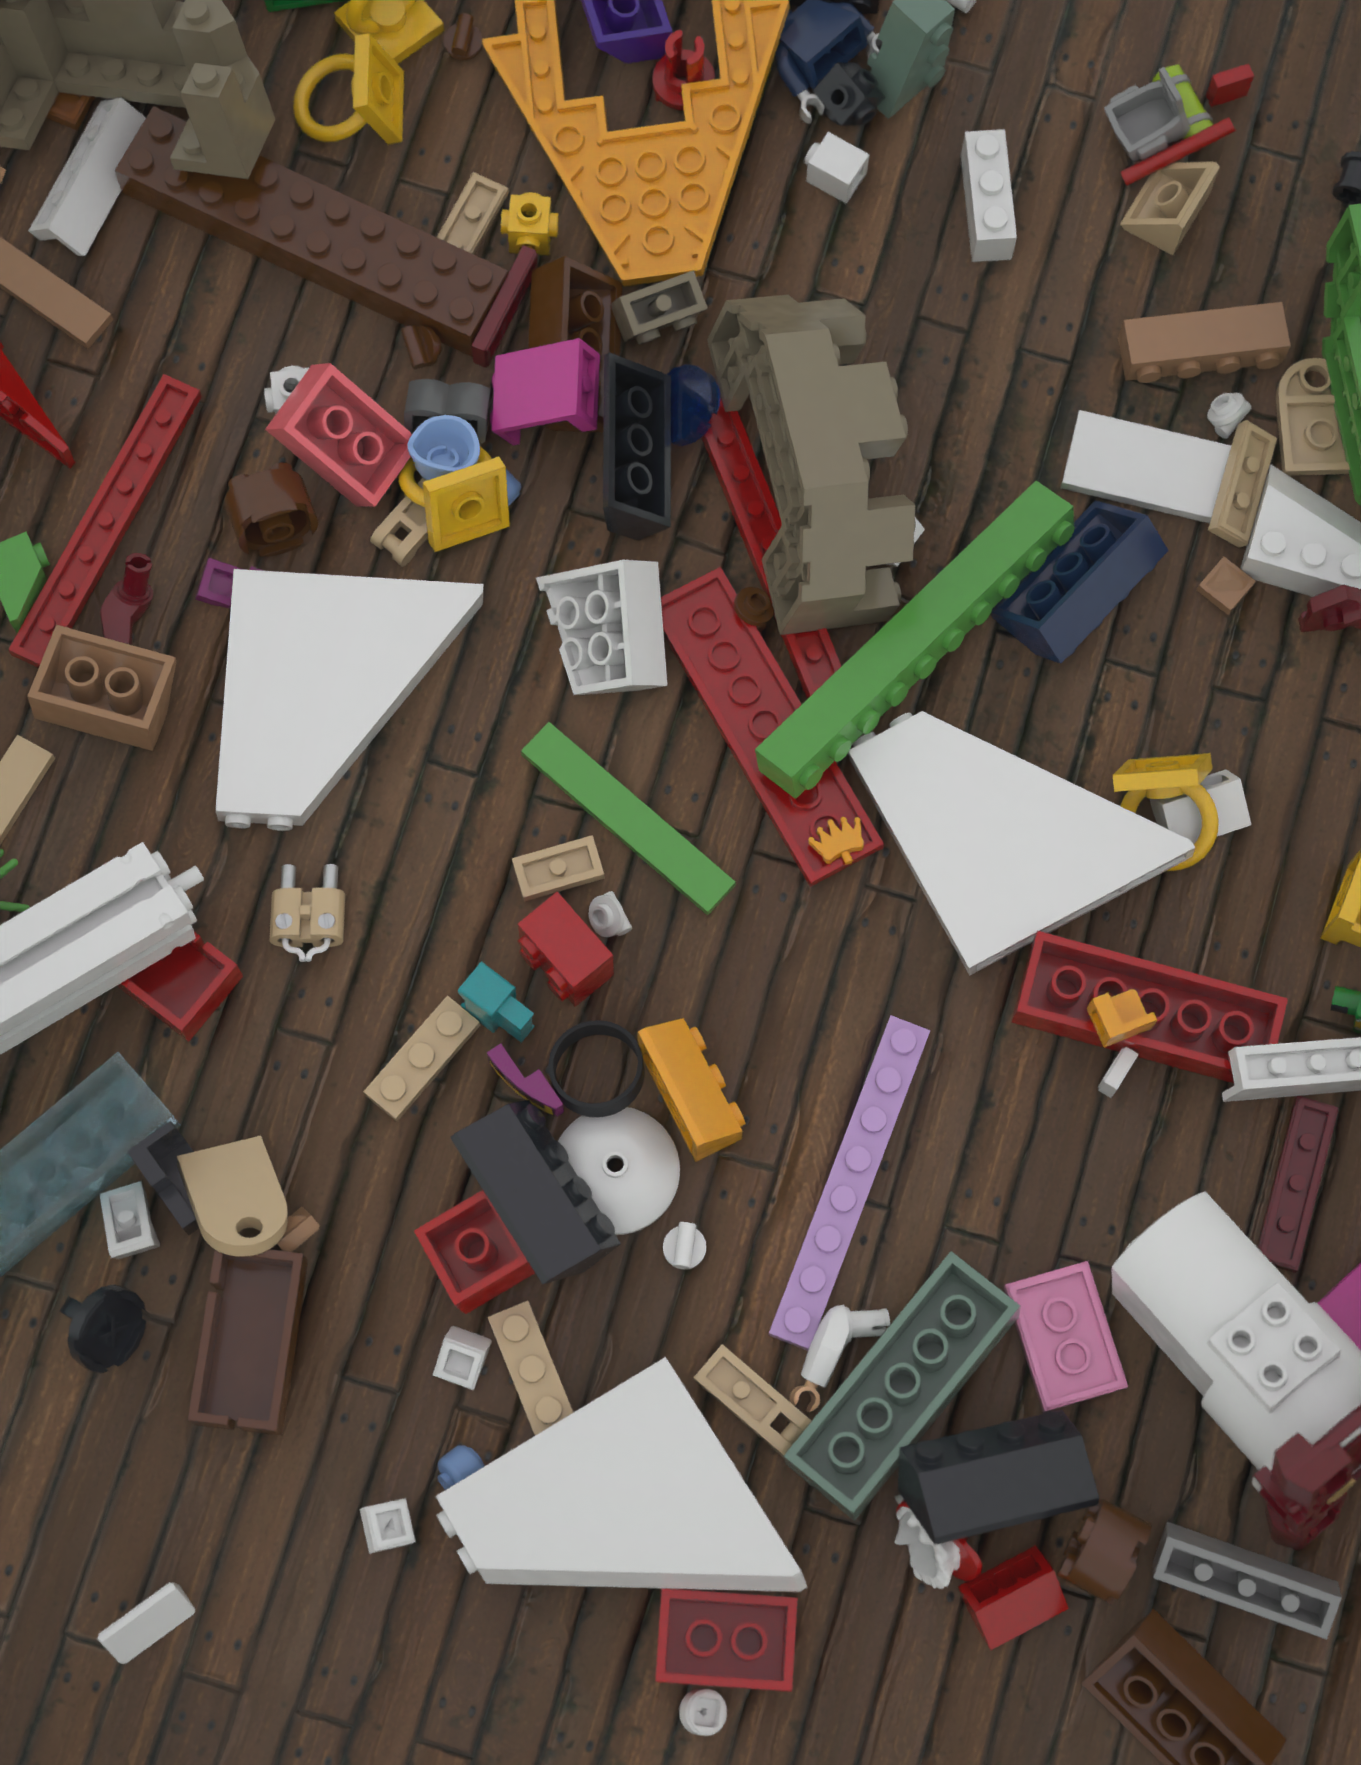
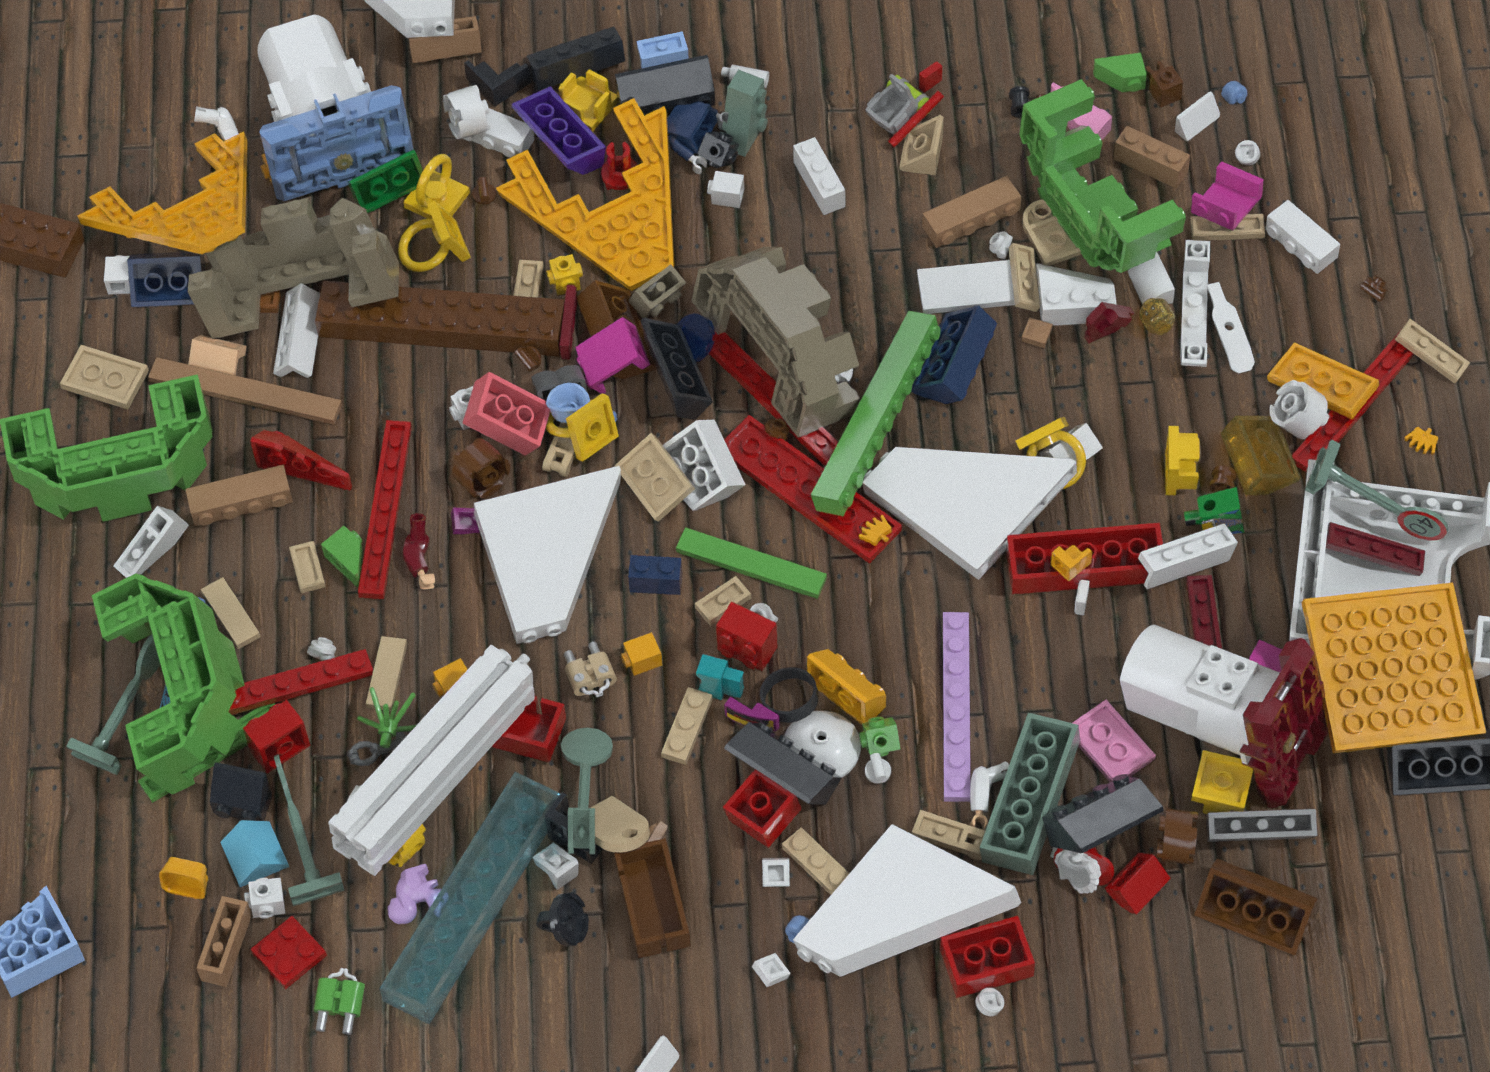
camera: 15 degrees left, 15 degrees down
(90, 848) = (448, 676): none -> light orange brick
(103, 687) = (423, 592): medium nougat slope -> none
(249, 1043) = (585, 749): none -> sand green piece
(397, 914) = (641, 654): none -> light orange brick
(470, 787) = (655, 575): none -> dark blue brick
(532, 621) = (655, 477): none -> tan plate
(707, 1195) = (880, 736): none -> bright green brick
(1209, 1484) = (1221, 783): none -> yellow panel

